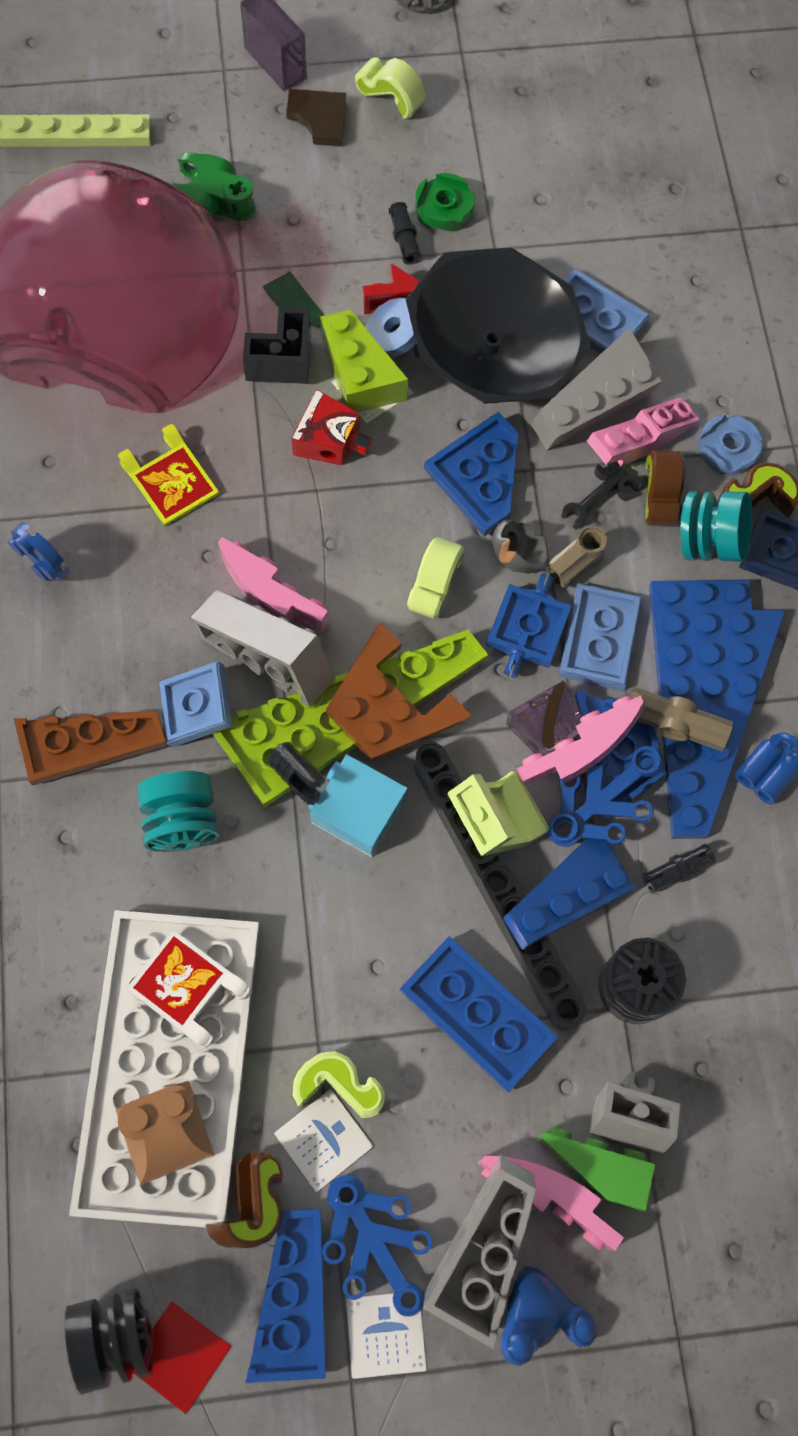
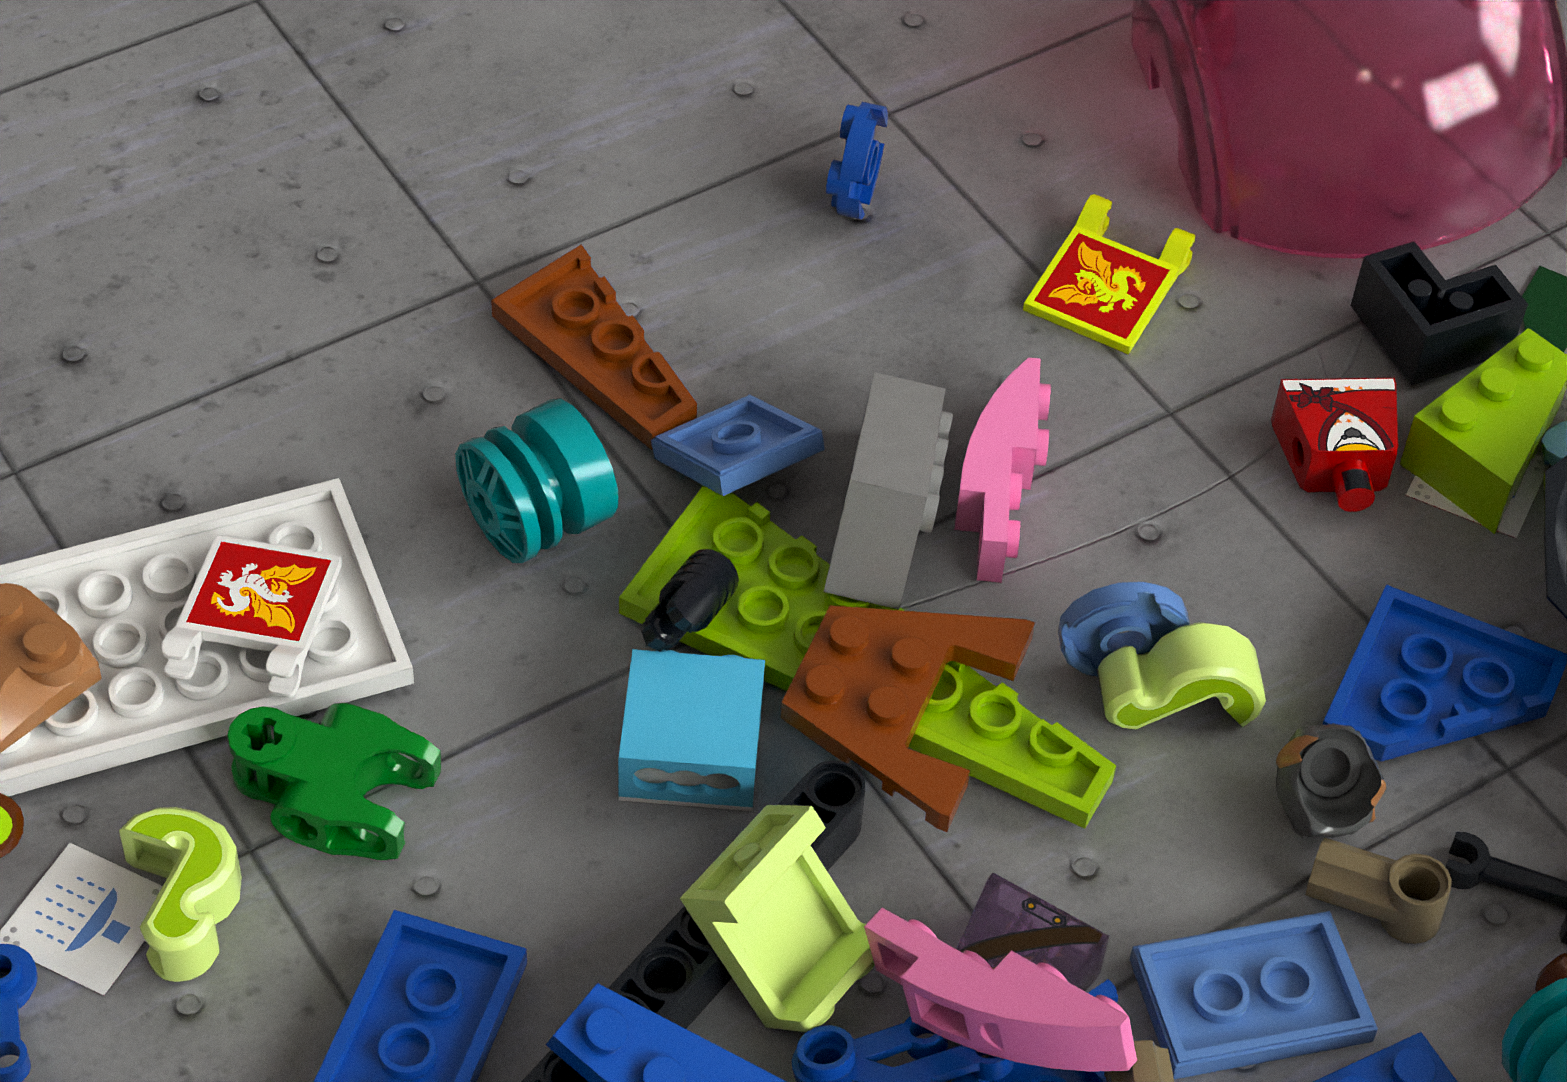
camera: 65 degrees right, 20 degrees down
(300, 990) = (323, 772): none -> green piece
(403, 585) = (1093, 622): none -> medium blue tile
(528, 625) = (1190, 863): blue plate -> none

